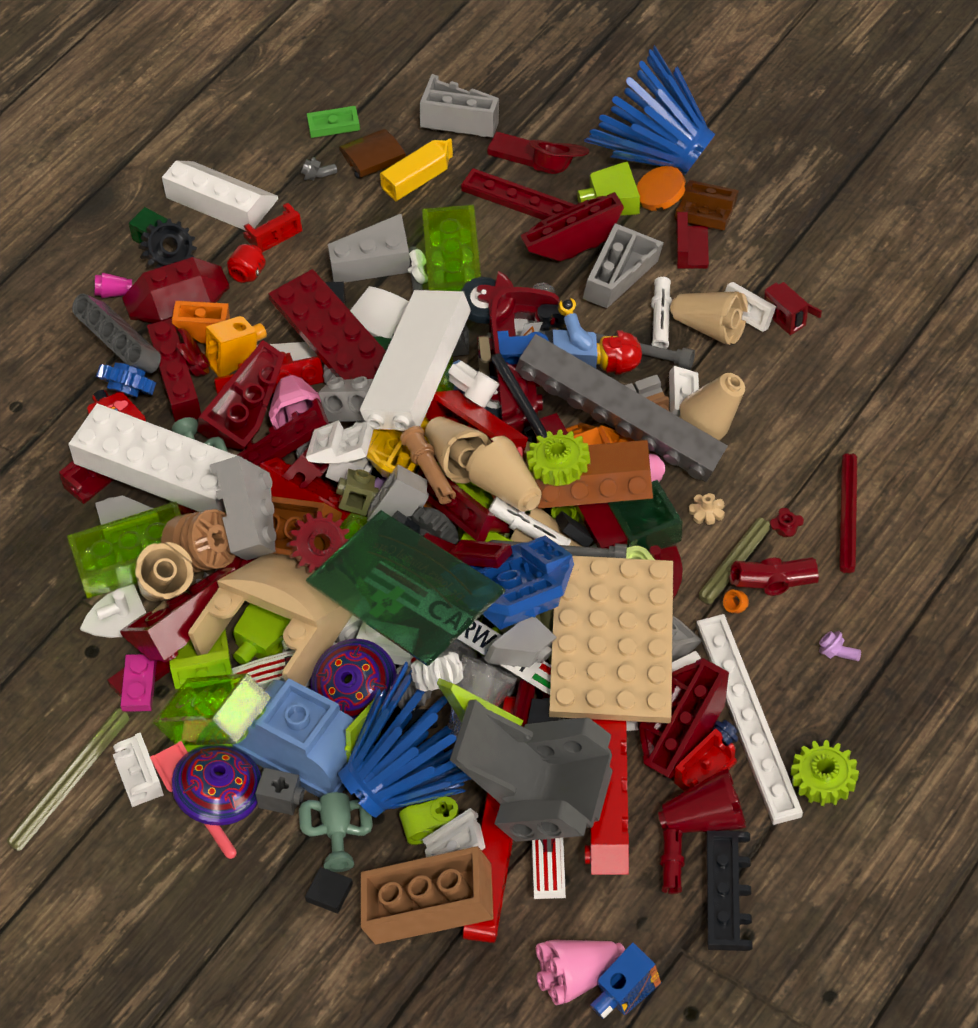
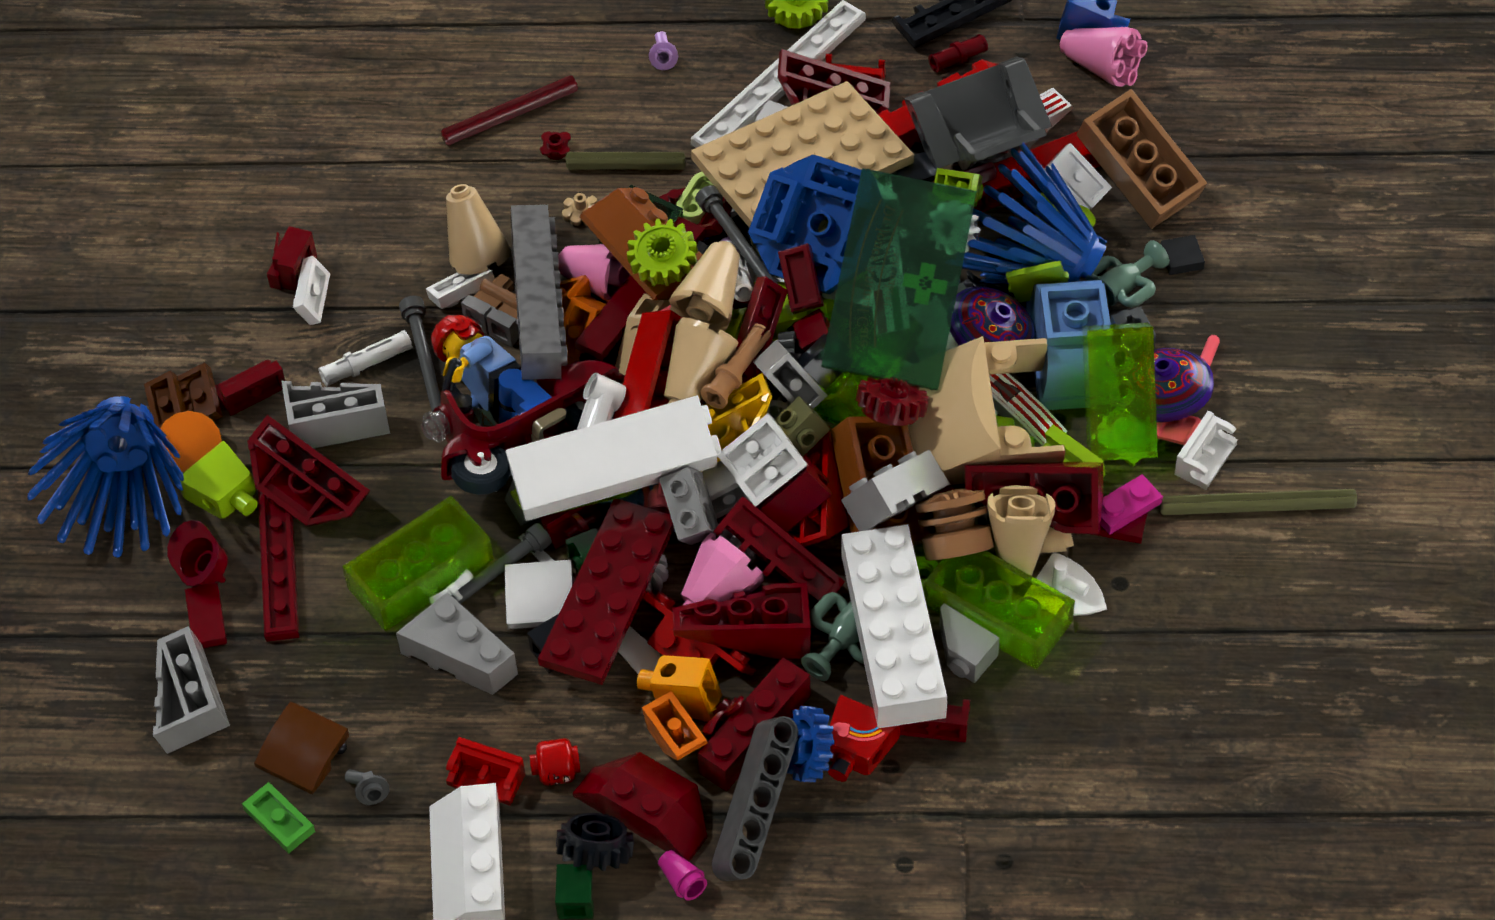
camera: 125 degrees left, 0 degrees up
(416, 168) = (303, 682): yellow piece -> none
(519, 395) = (593, 354): black bar -> none
(705, 807) = (897, 43): dark red cone -> none
(712, 314) = (346, 304): tan cone -> none
(732, 605) = (675, 138): orange hinge -> none
(774, 574) = (622, 119): dark red piece -> none

